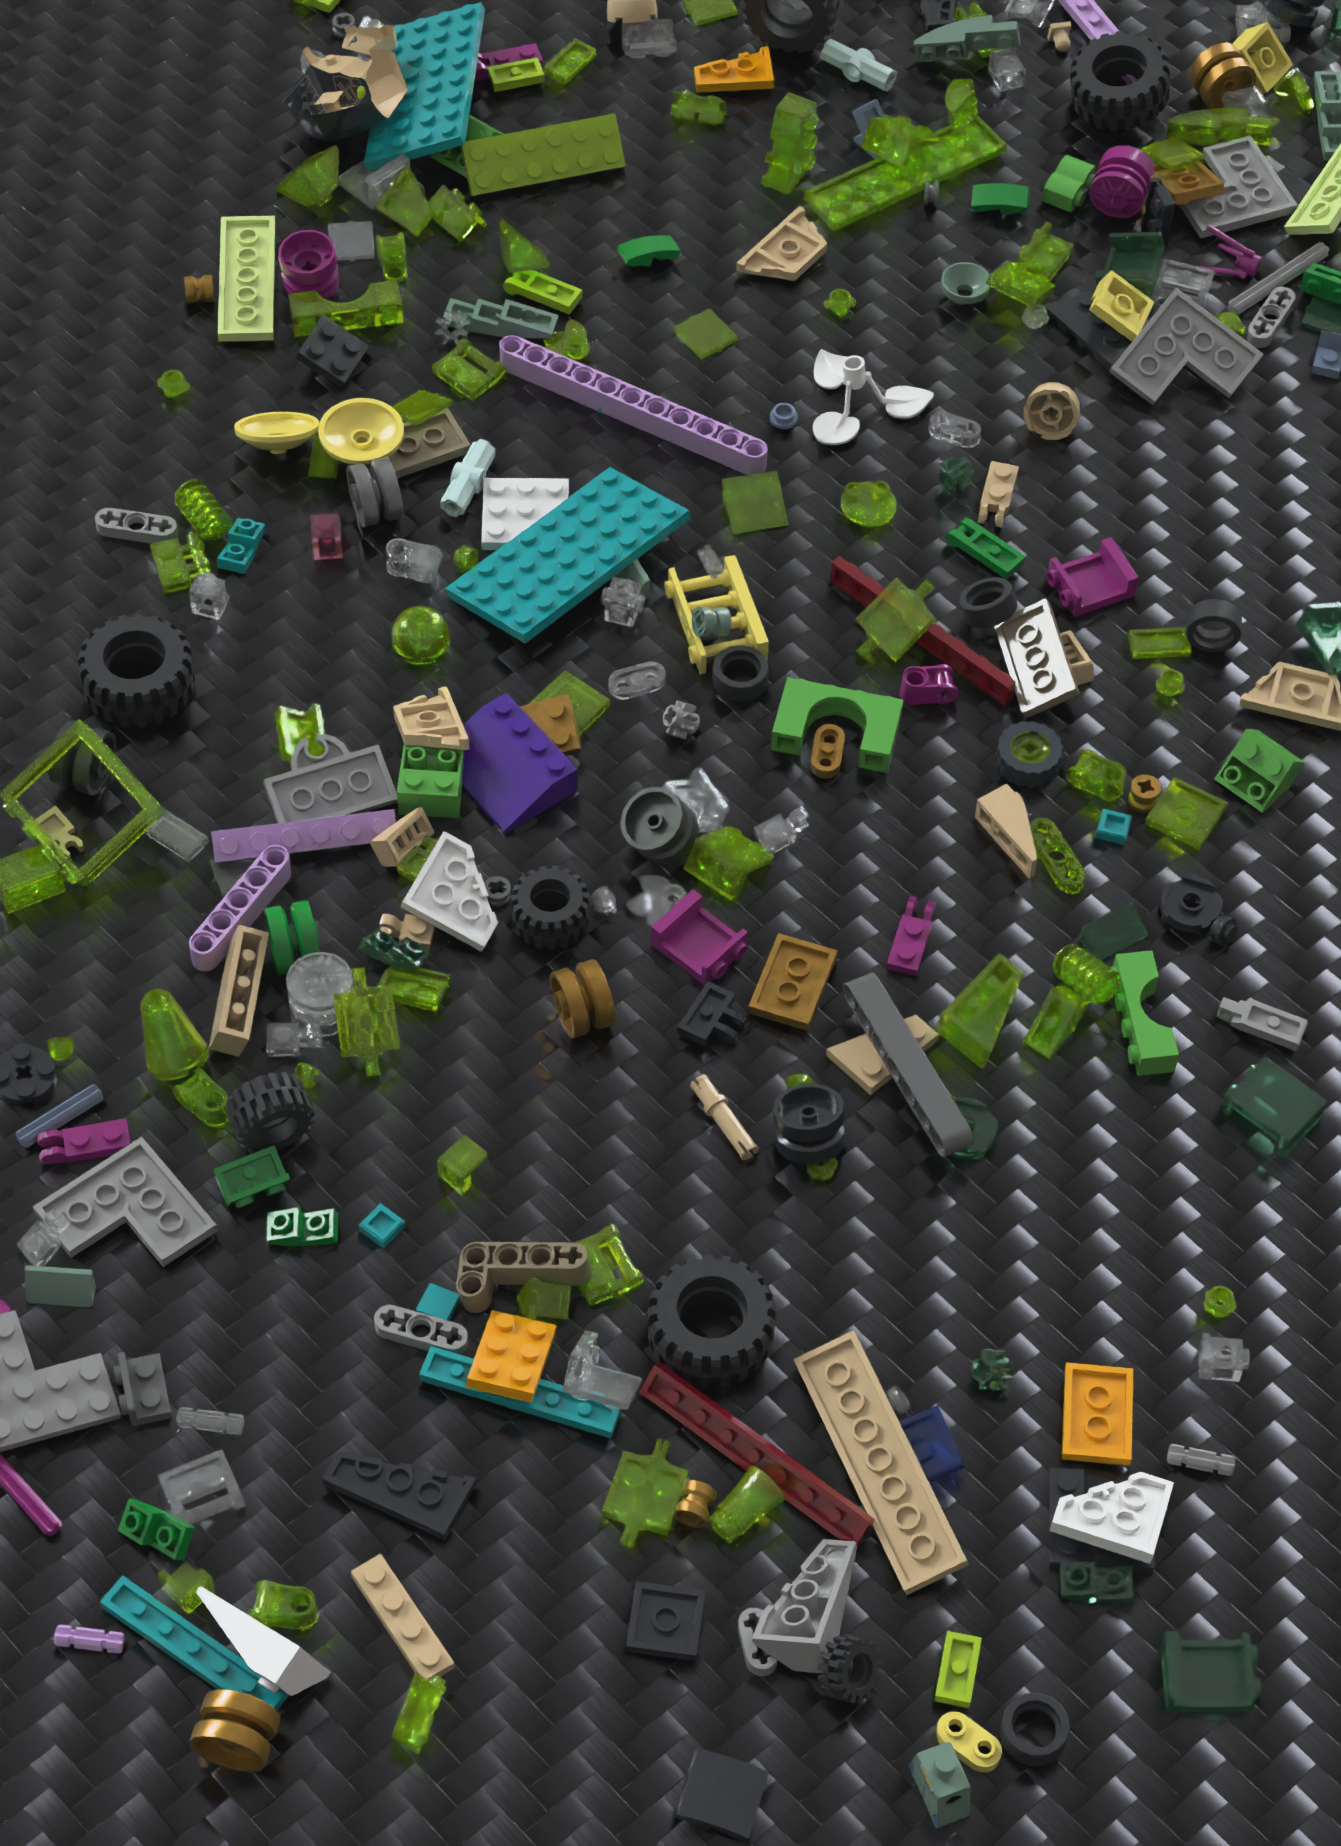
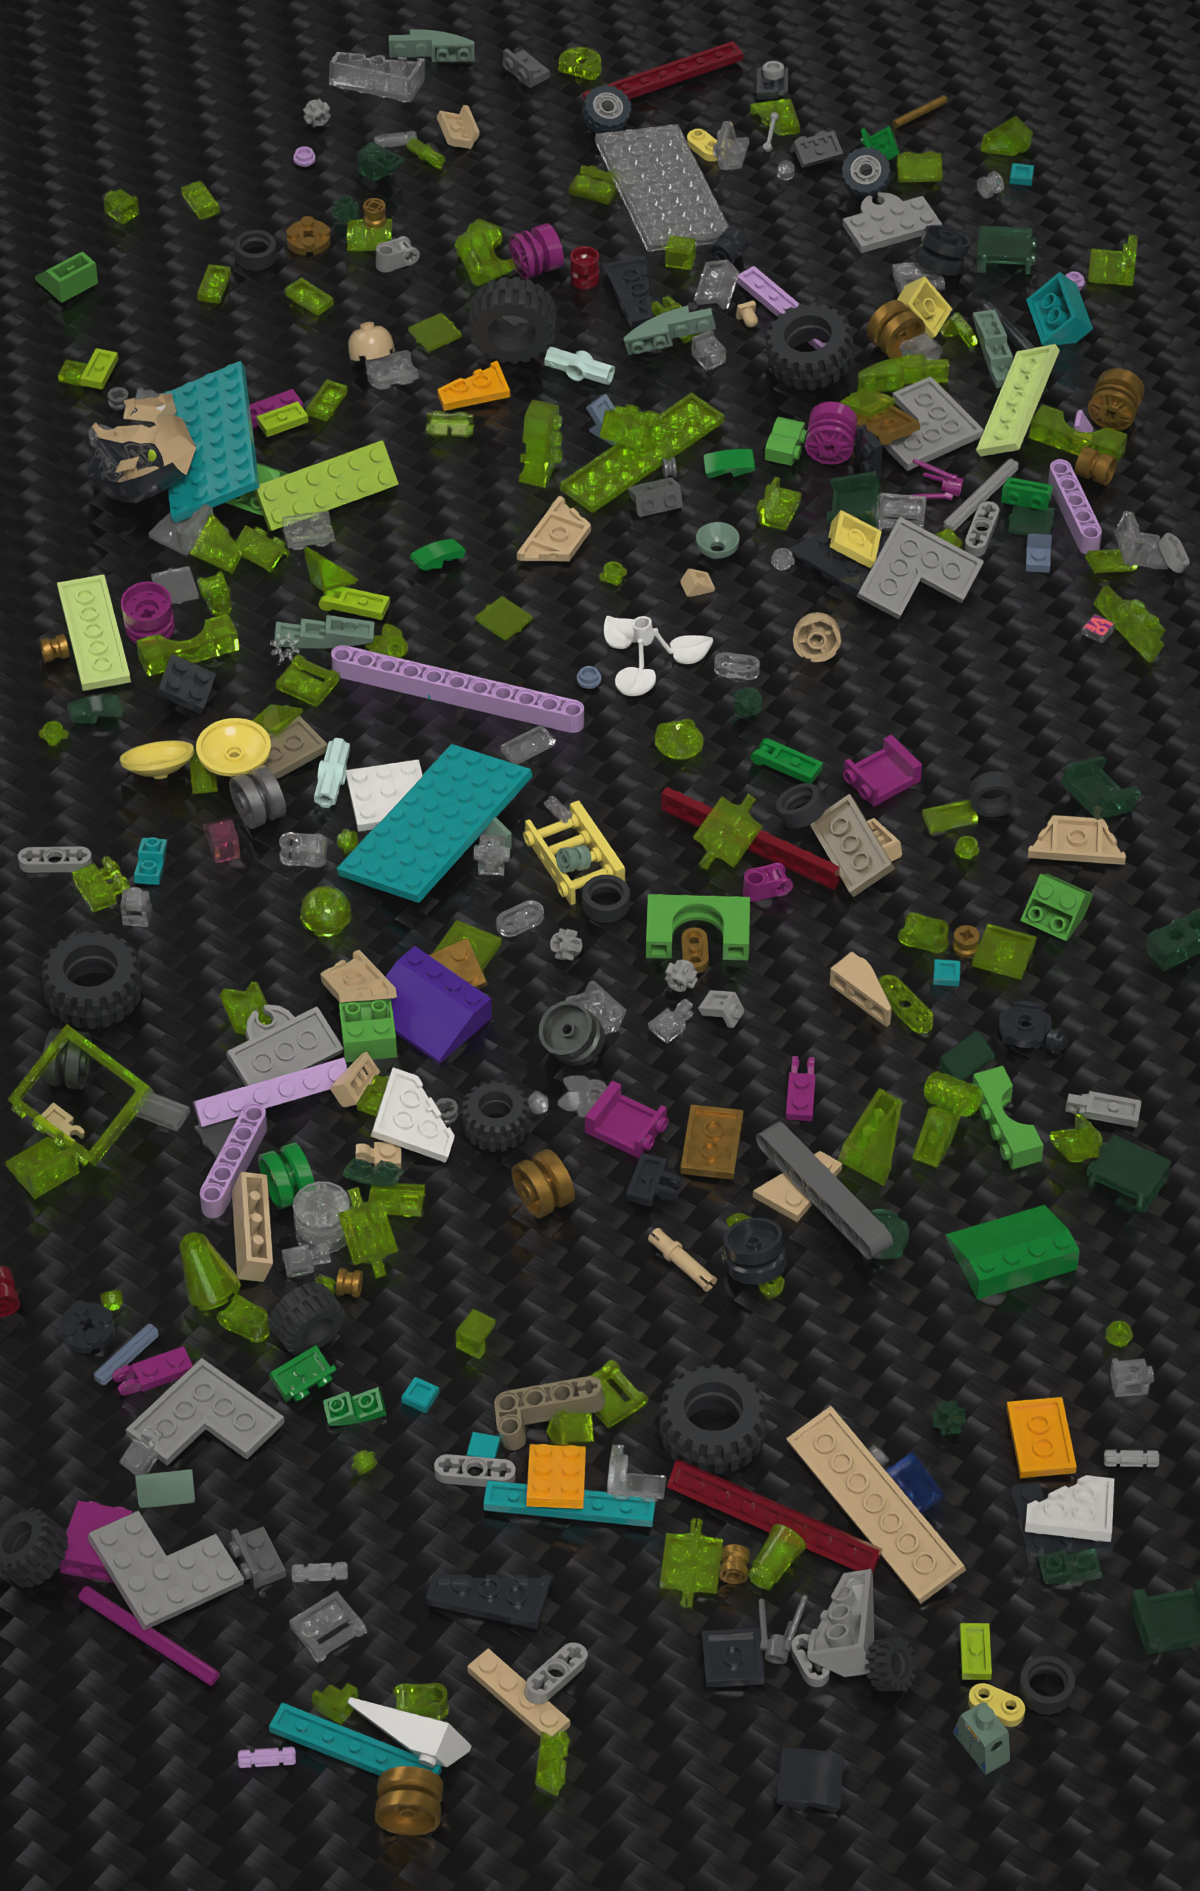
camera: 10 degrees left, 5 degrees down
(156, 1528) = (299, 1662): green slope -> none
(202, 510) = (110, 836): clear neon green piece -> none
(218, 362) = (89, 708): none -> clear green slope
(295, 1296) = (364, 1461): none -> clear neon green plate
(313, 179) = (128, 537): clear neon green slope -> none
(333, 1076) = (349, 1282): none -> pearl gold wheel
(444, 1614) = (554, 1684): none -> light grey beam
(511, 200) = (308, 530): none -> clear bracket
(694, 482) = (527, 745): none -> clear plate
(721, 1619) = (779, 1646): none -> dark grey plant
(725, 859) = (632, 1053): clear neon green bracket -> none
(754, 502) = (582, 754): clear neon green hinge -> none
(804, 778) = (681, 975): none -> light grey gear
(843, 821) = (723, 1005): none -> light grey bracket
(909, 223) = (656, 496): none -> dark grey bracket
(932, 328) = (696, 583): none -> tan slope
(961, 104) = (677, 387): clear neon green slope -> none
(998, 491) = (785, 712): tan hinge -> none
(1021, 284) = (764, 533): clear neon green plate -> none
(1033, 767) = (863, 925): black wheel -> none
(1116, 1176) = (1014, 1251): none -> green slope
(1221, 1058) = (1079, 1142): none -> clear neon green bracket

